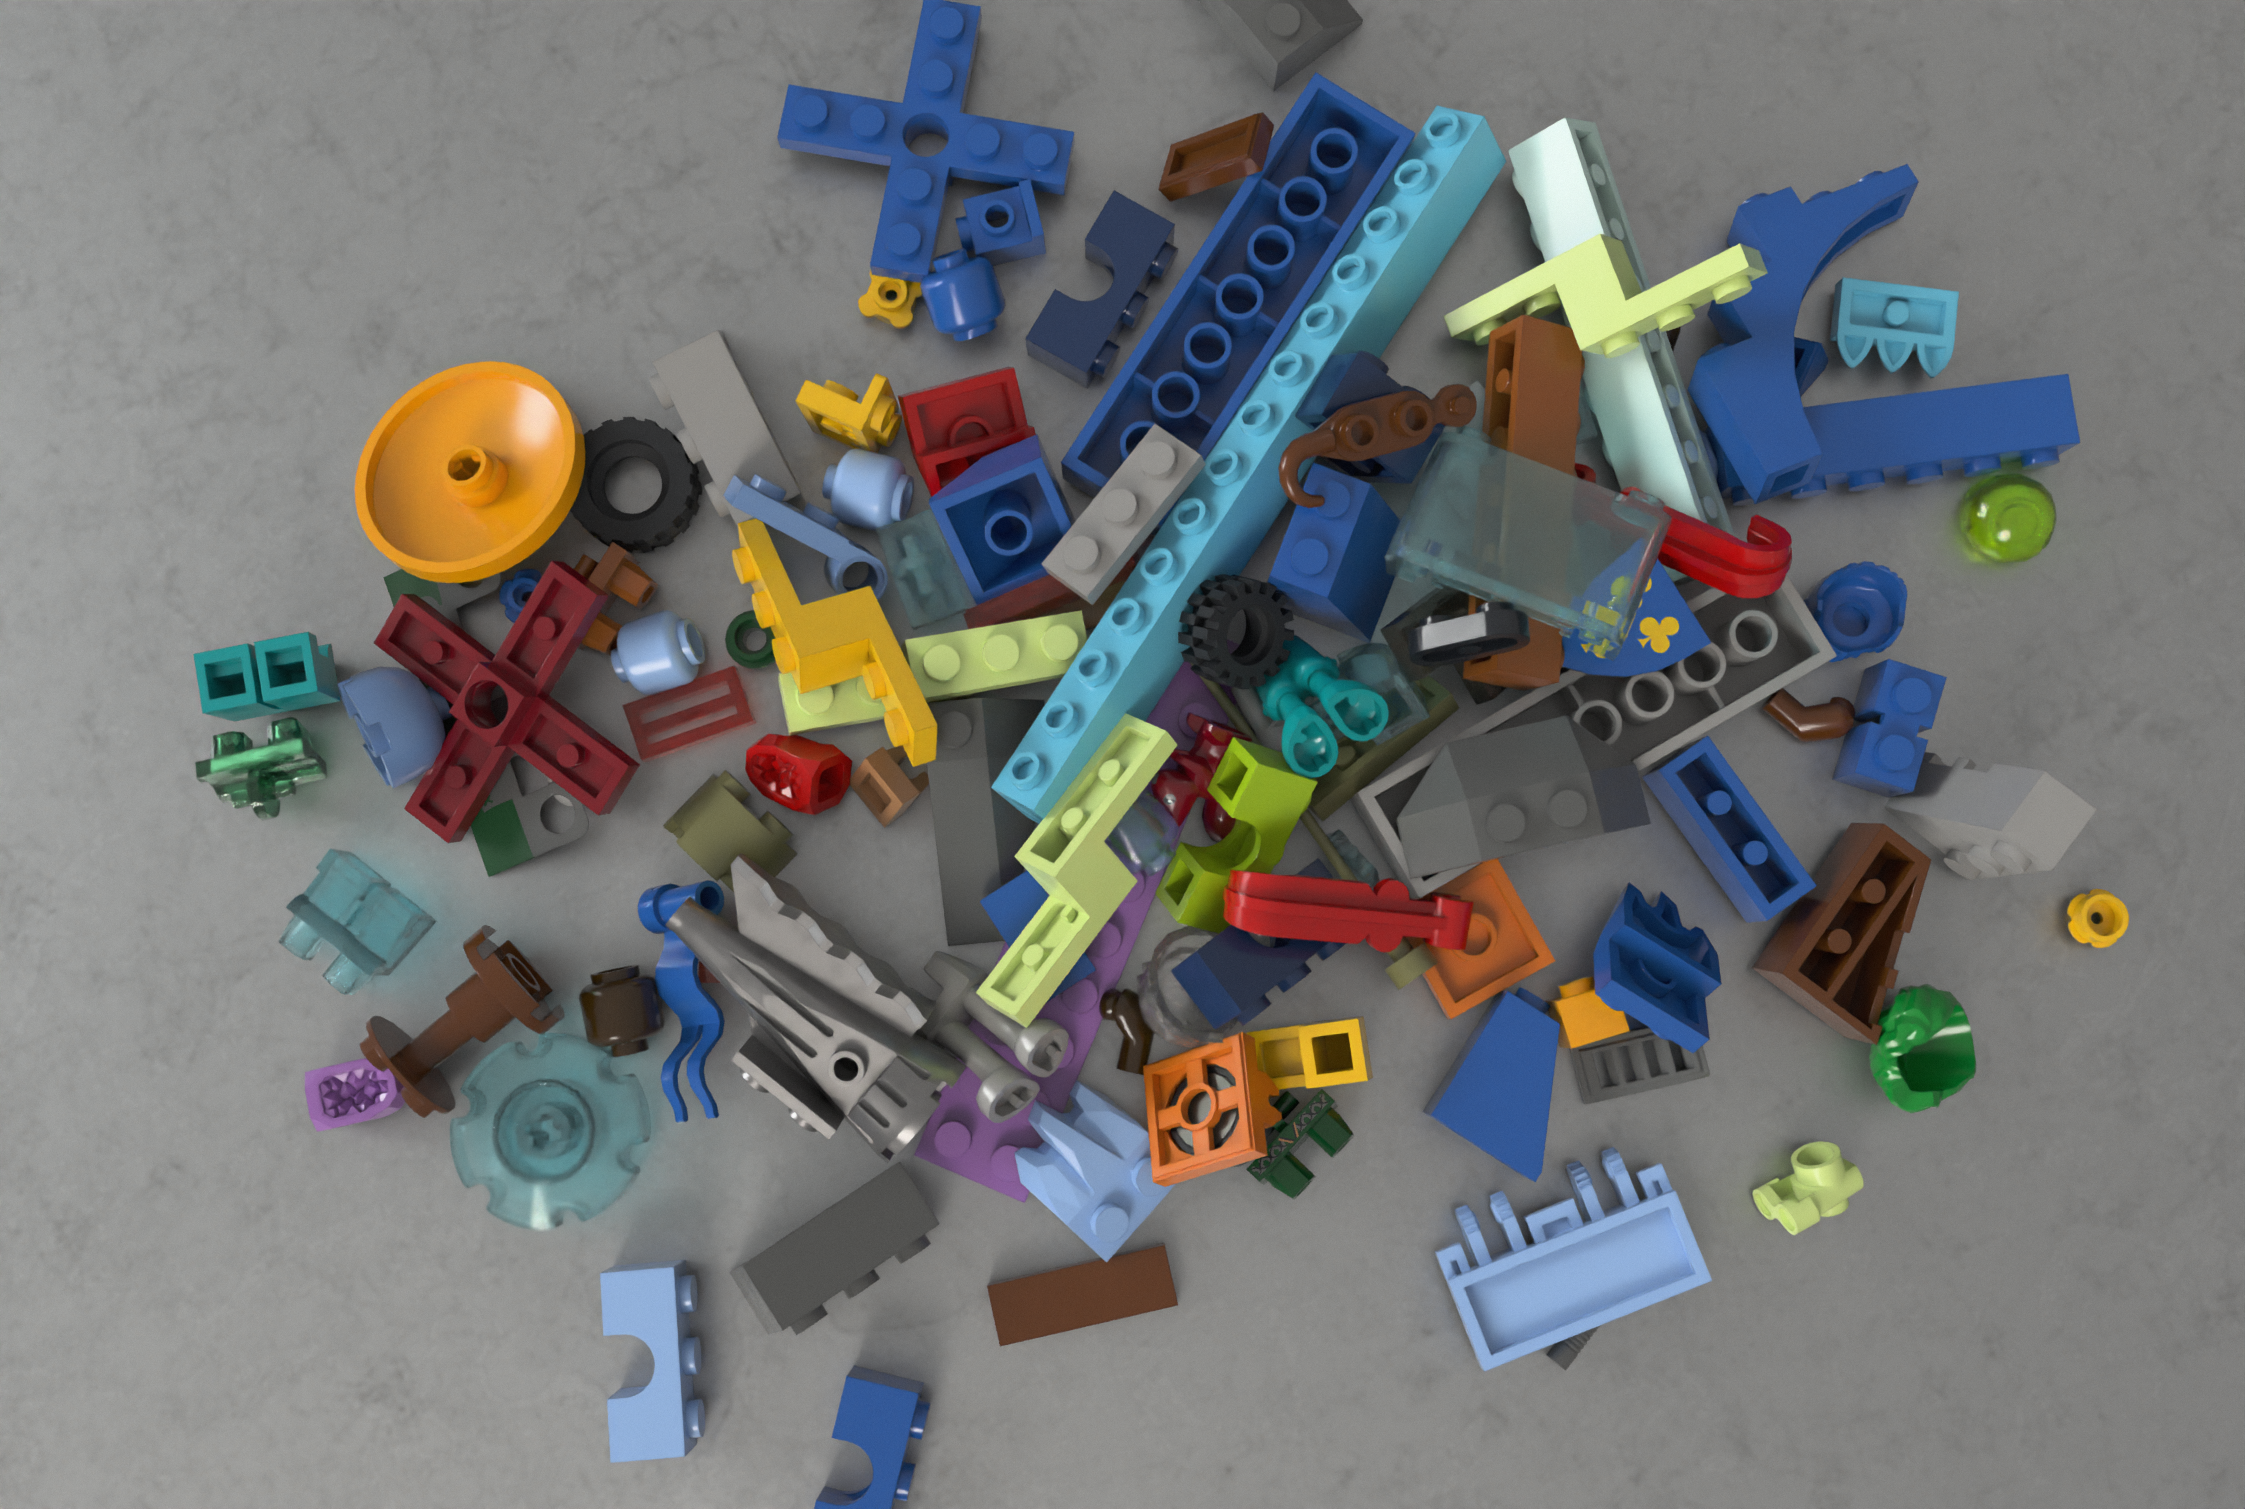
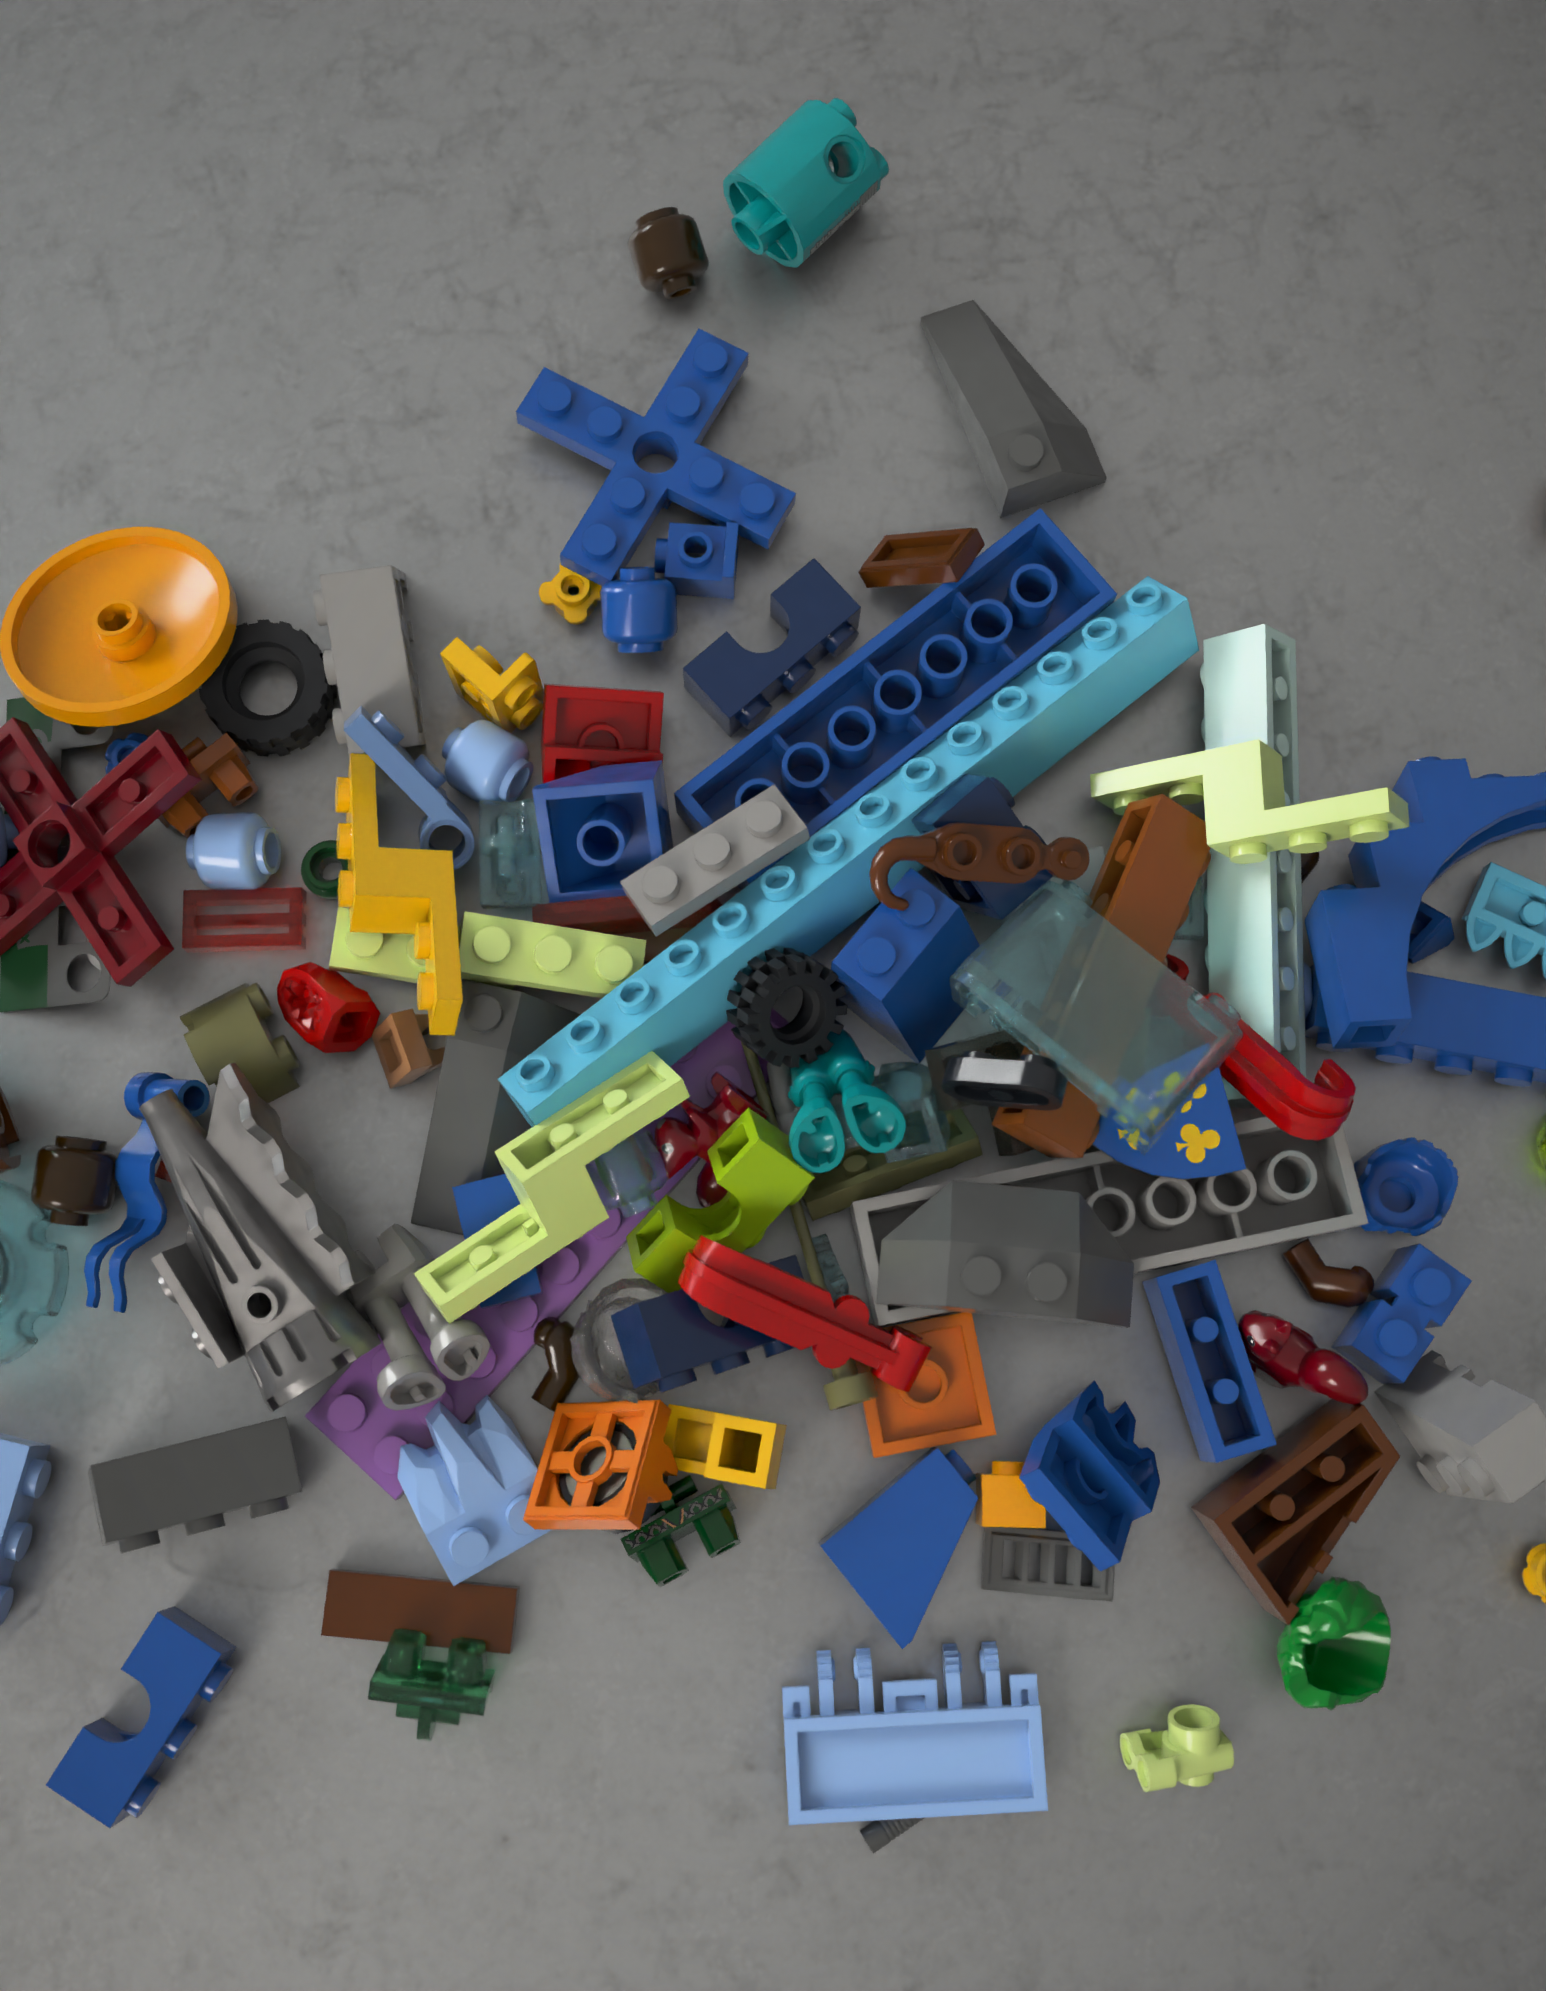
camera: 15 degrees right, 5 degrees down
(1119, 1359) = (432, 1689): none -> clear green hips
(1801, 801) = (1291, 1358): none -> dark red animal

